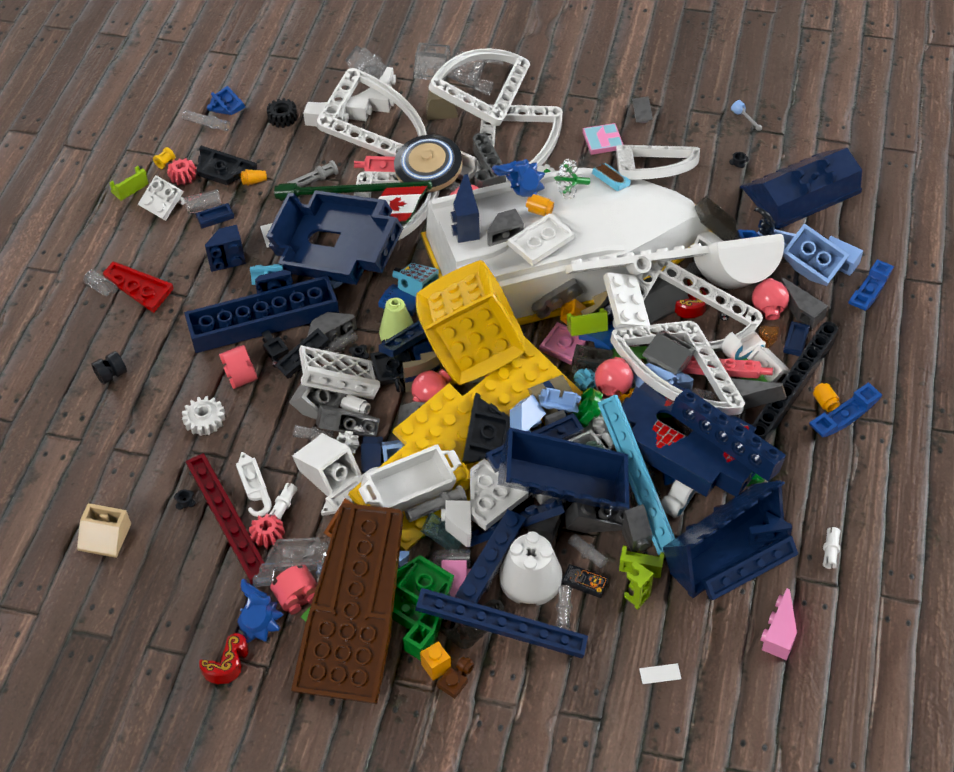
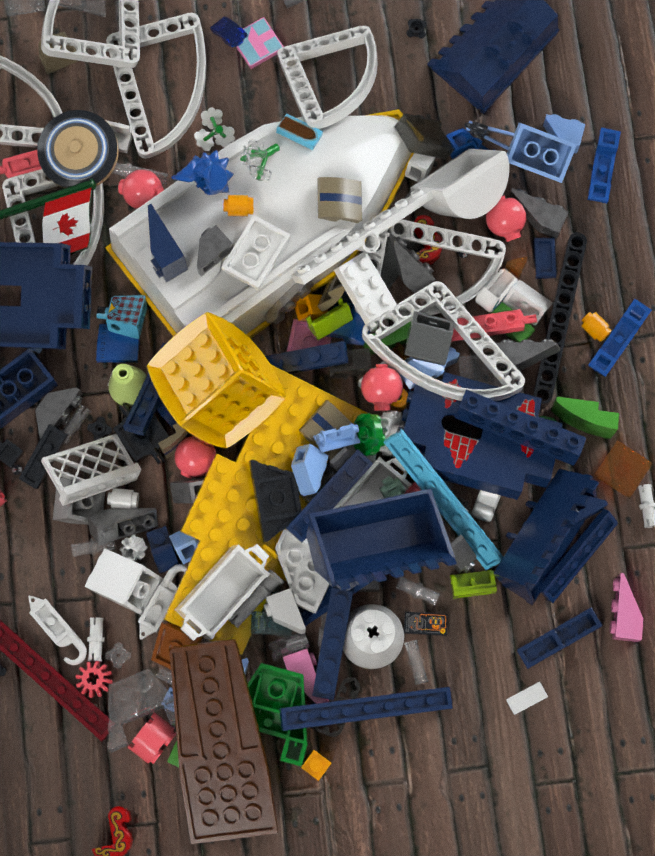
camera: 20 degrees left, 25 degrees up
(258, 614) = (128, 778): blue head -> none
(296, 525) = (118, 661): none -> clear plate
(453, 681) = (338, 776): reddish brown plate -> none
(487, 158) = (142, 124): dark grey beam -> none
(564, 344) = (310, 358): none -> dark blue plate
(583, 124) = (229, 31): none -> clear blue slope
(584, 379) = (348, 387): medium azure gear -> none
(626, 225) = (339, 199): none -> dark tan slope
(640, 583) = (482, 619): lime hinge -> none
(671, 306) = (411, 270): none -> flat silver slope
(712, 631) = (559, 637): none -> dark blue slope
(800, 461) = (586, 416): none -> bright green slope
(817, 513) = (623, 469): none -> clear orange plate

